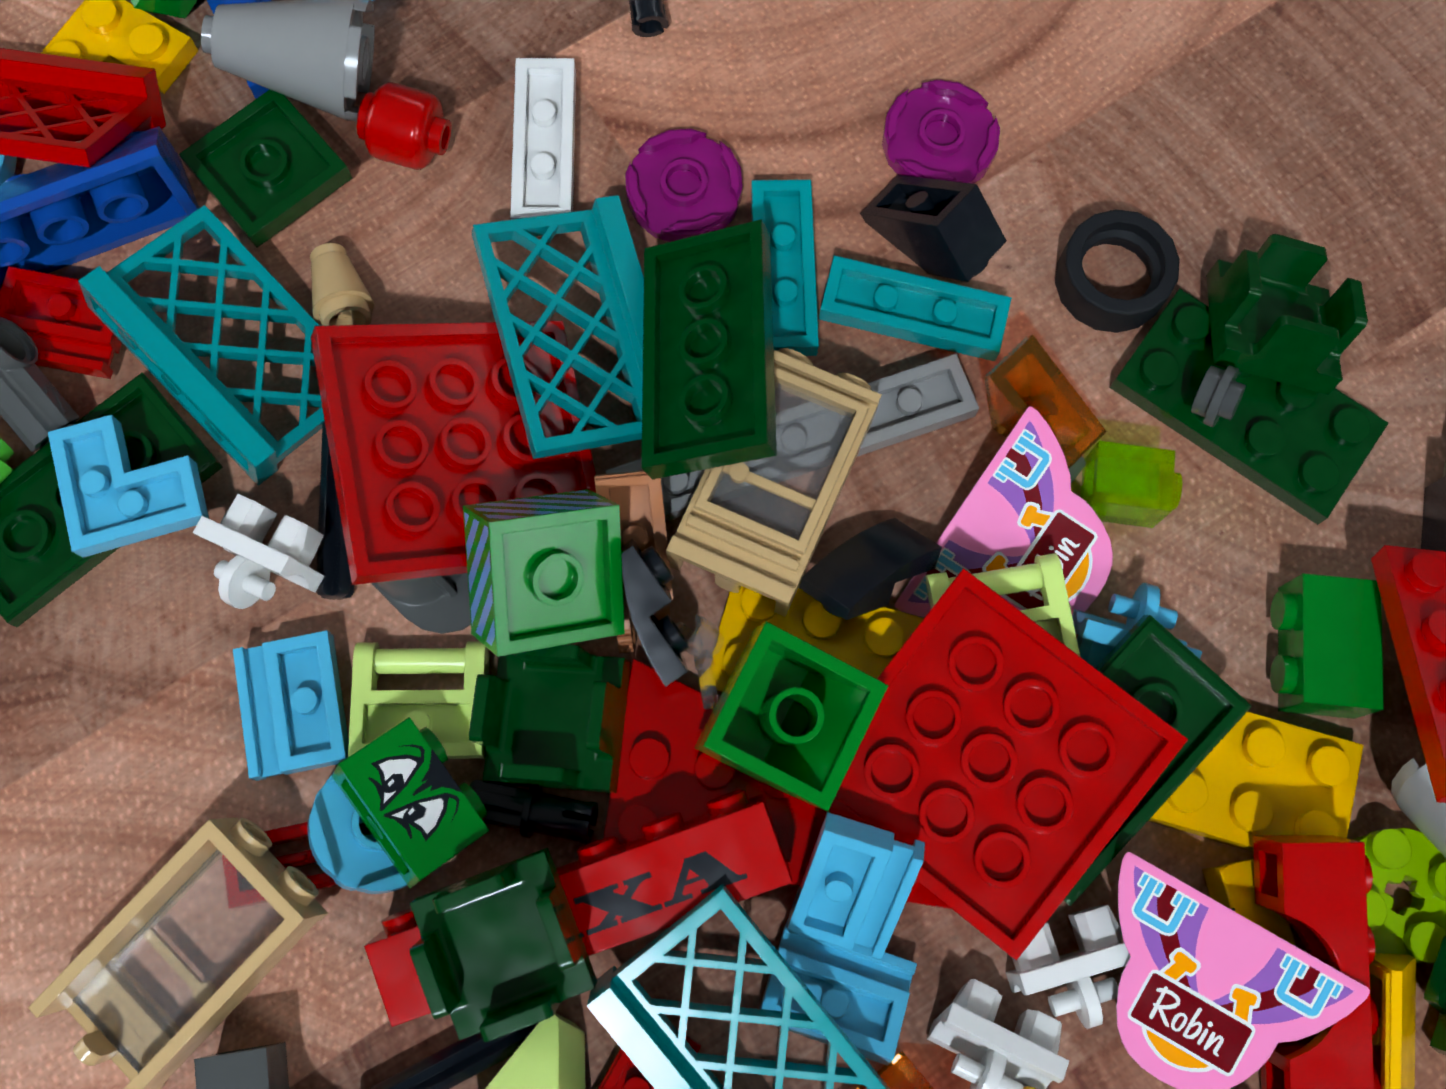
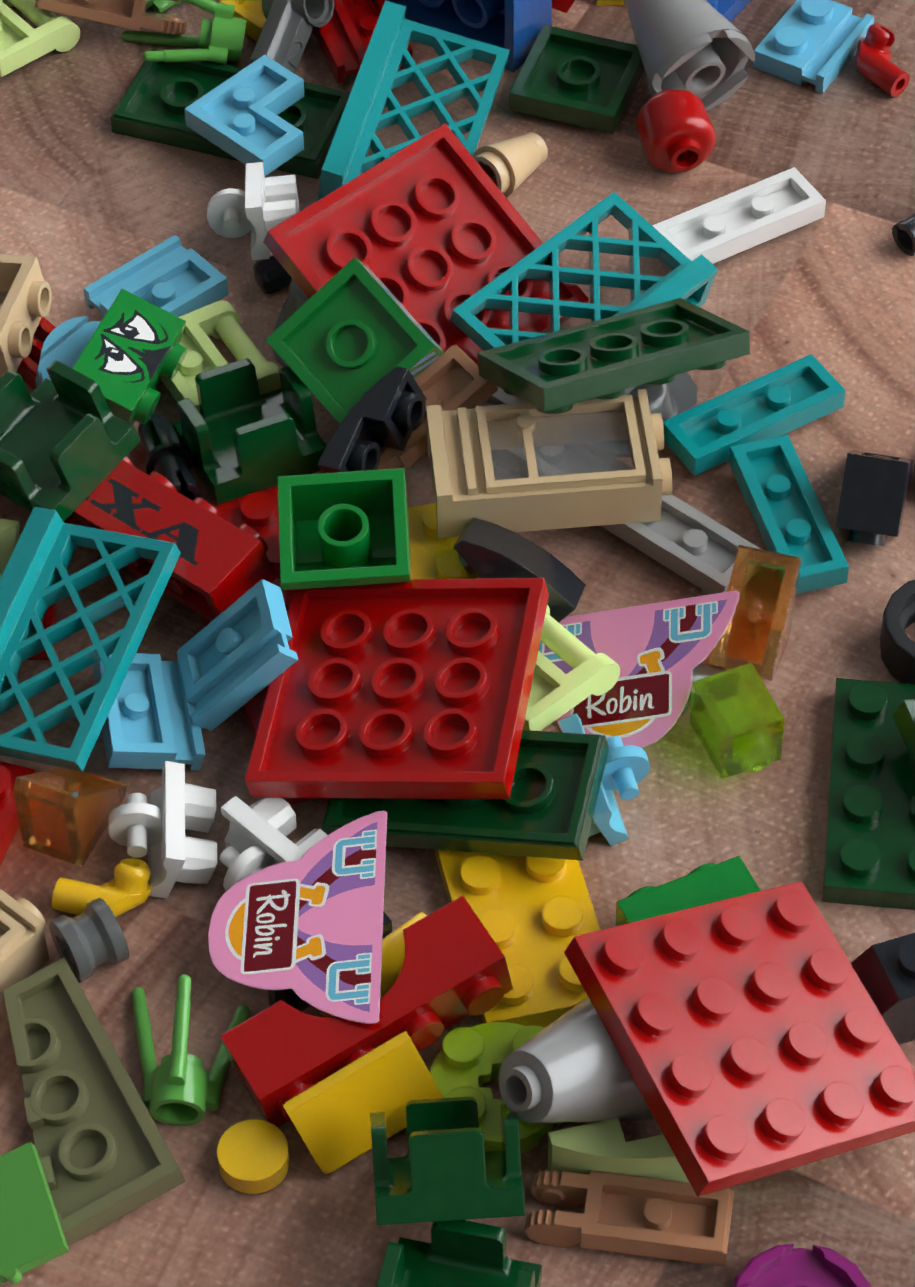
camera: 65 degrees right, 25 degrees down
(683, 185) = (782, 324): magenta tile -> none
(1218, 395) = (862, 726): dark grey plate -> none

